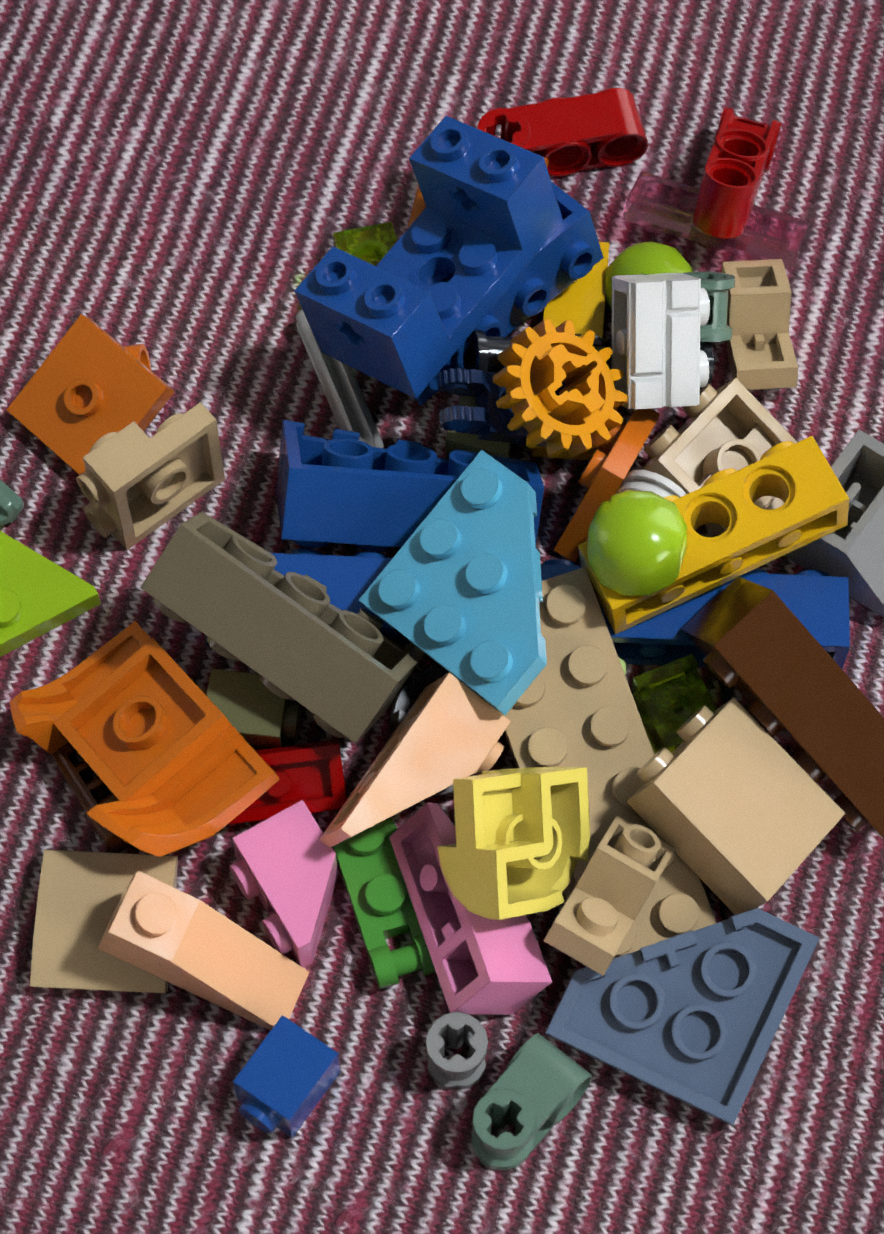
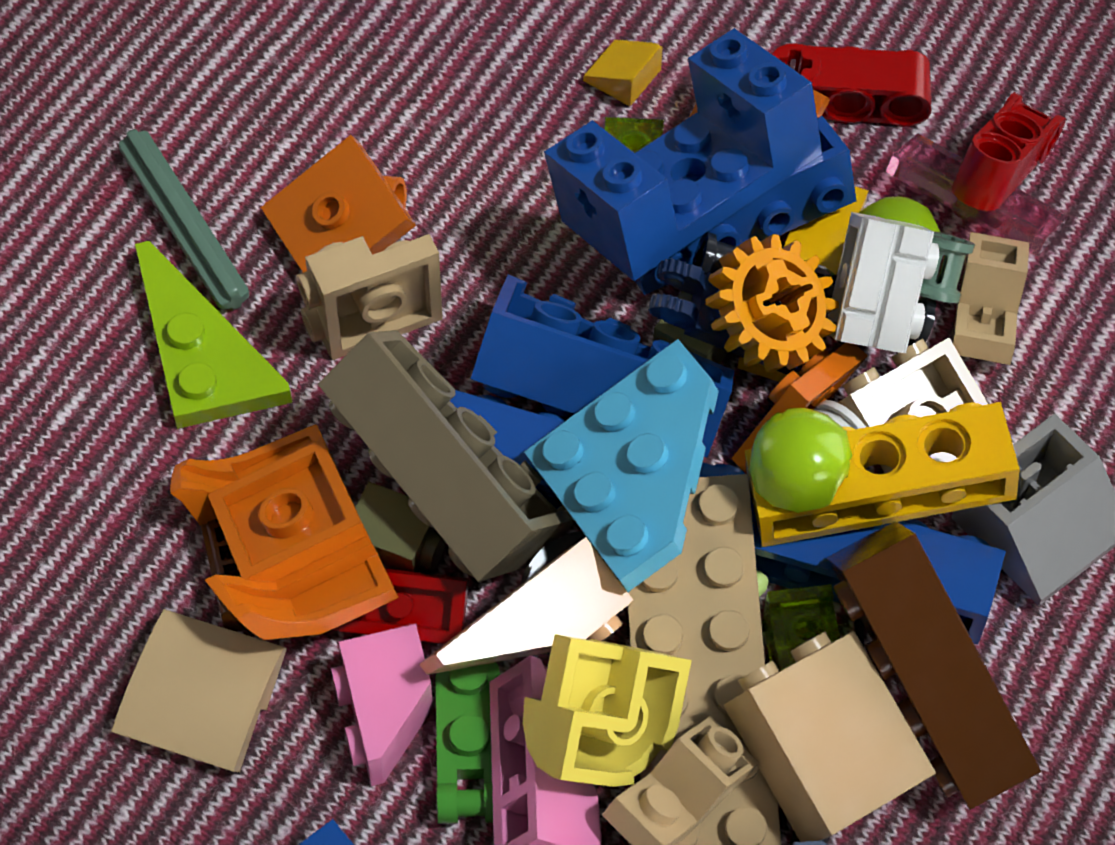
camera: 15 degrees right, 5 degrees down
(201, 952) = (276, 740): light nougat slope -> none
(330, 173) = (625, 69): none -> yellow slope
(340, 389) = (575, 267): light grey axle -> none

